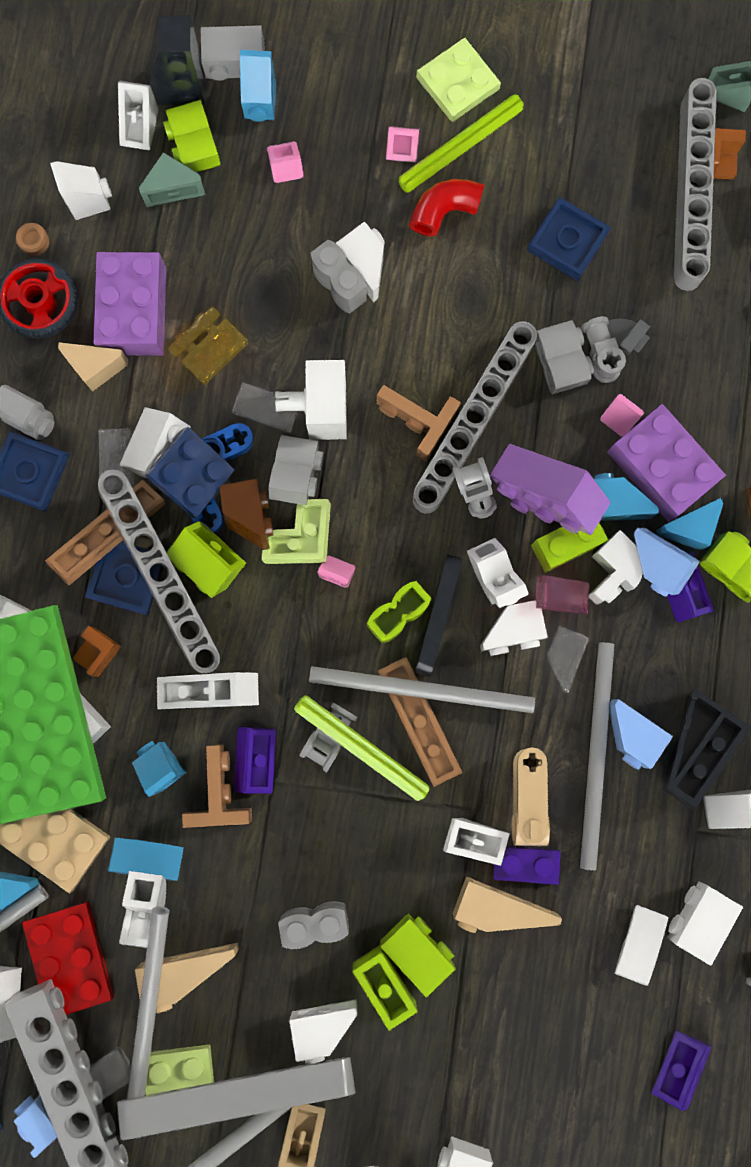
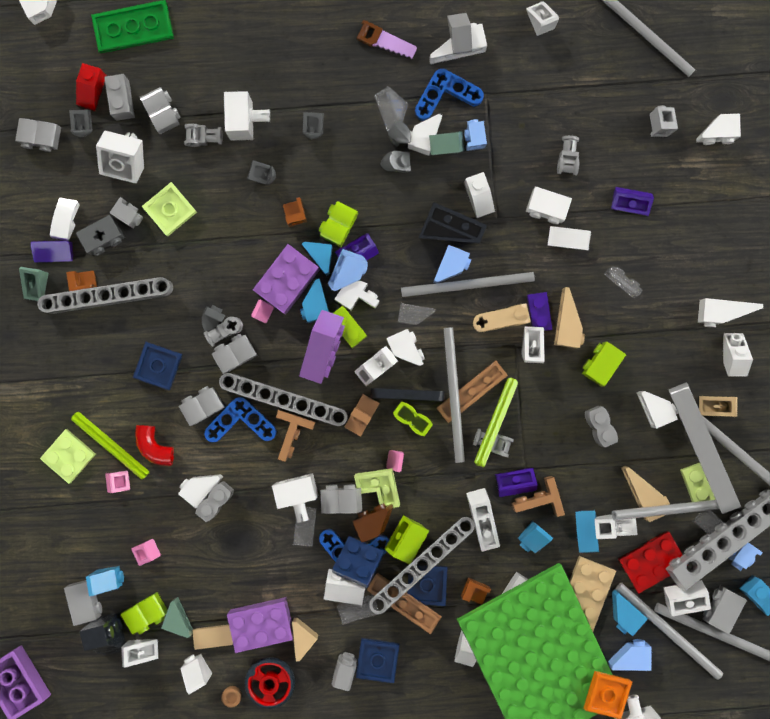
camera: 105 degrees left, 5 degrees up
(131, 226) = (212, 637): none -> tan tile
(213, 351) = (277, 566): clear yellow plate -> none
(384, 987) = (626, 378): lime brick -> none
(422, 534) = (361, 415): none -> medium nougat bracket
(464, 341) = (236, 416): none -> blue beam
(476, 487) = (328, 390): light grey connector -> none
(491, 289) = (201, 406): none -> light grey brick
(539, 1030) = (618, 277): none -> clear plate
(562, 595) = (380, 324): clear pink tile -> none

